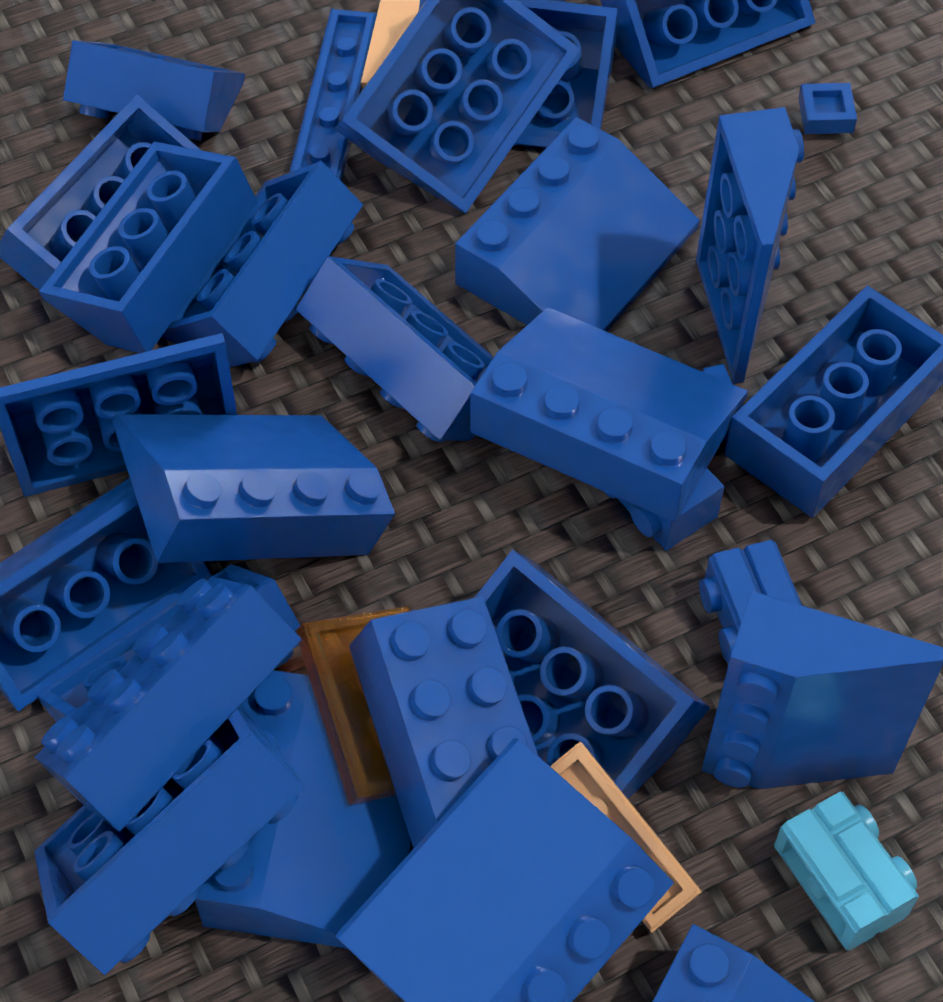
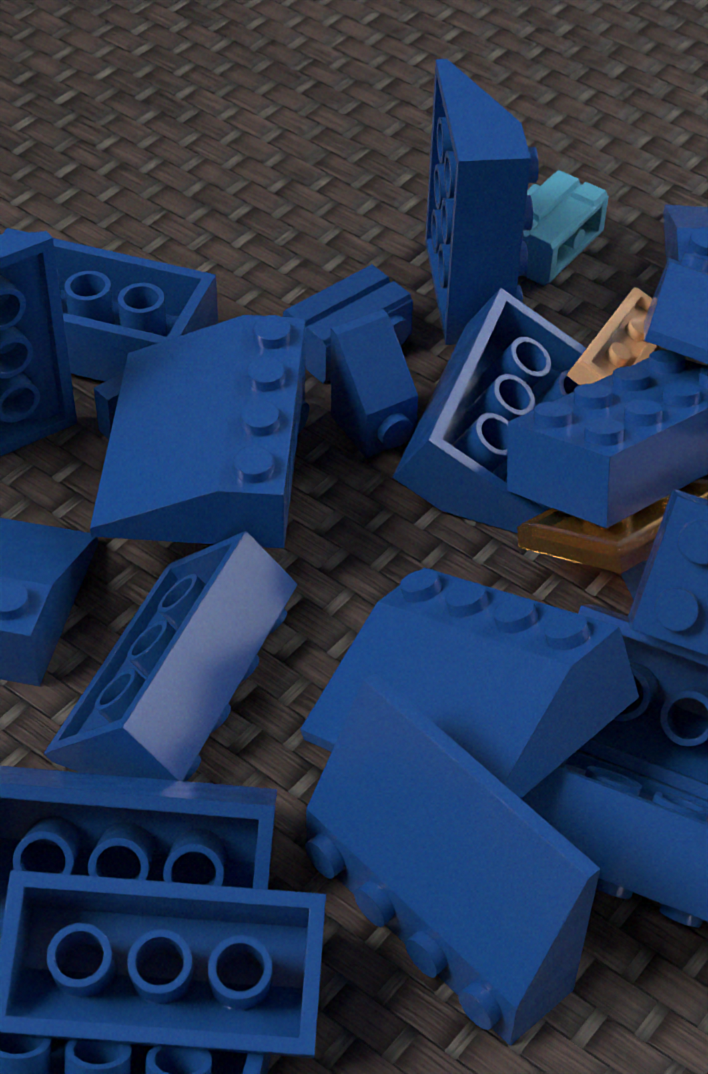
camera: 115 degrees left, 10 degrees down
(637, 574) = (371, 384): none -> blue slope

